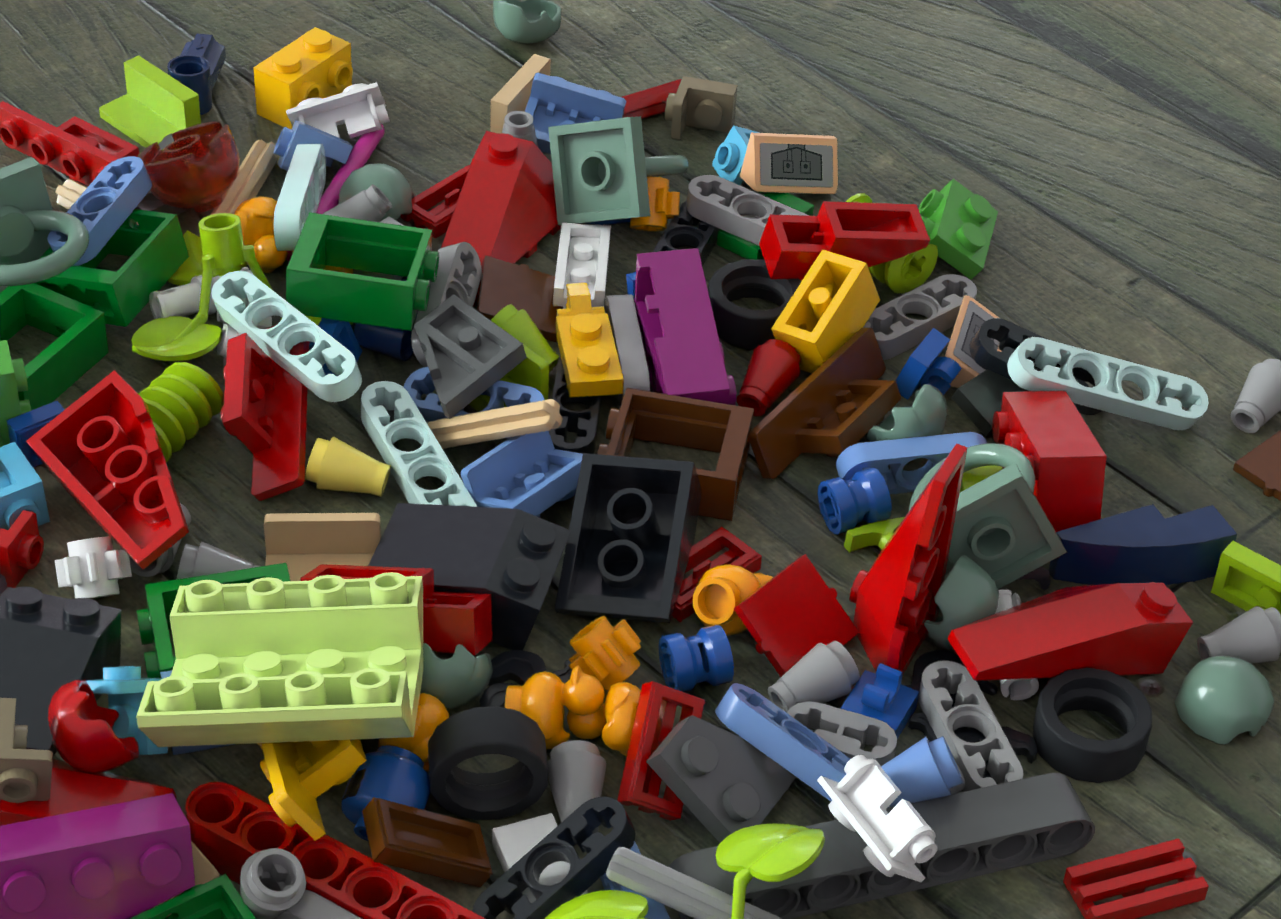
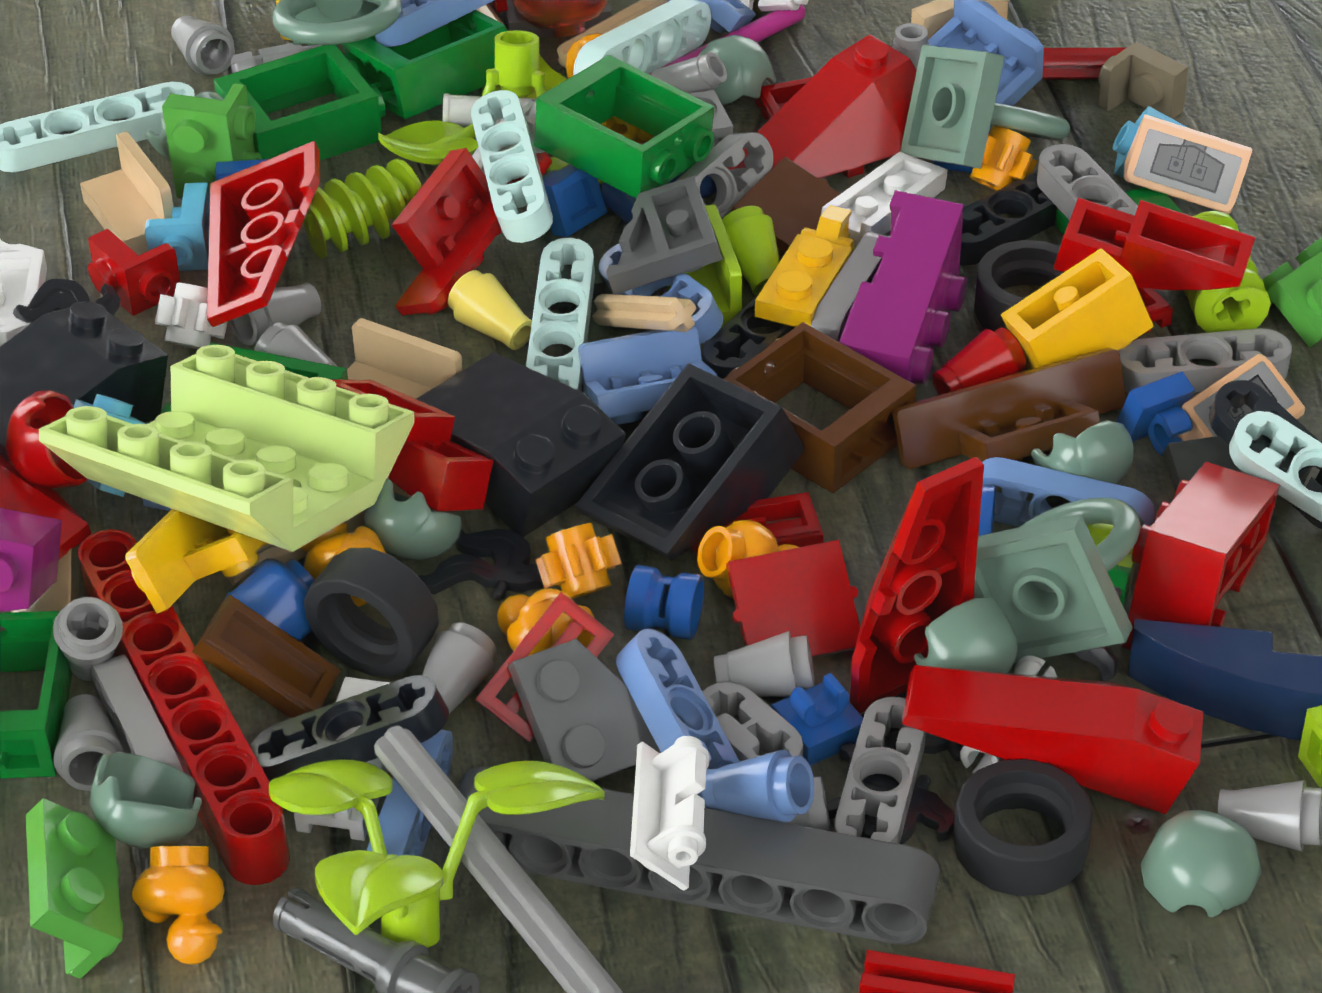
camera: 35 degrees right, 0 degrees up
(545, 699) = (478, 584): light orange animal -> none

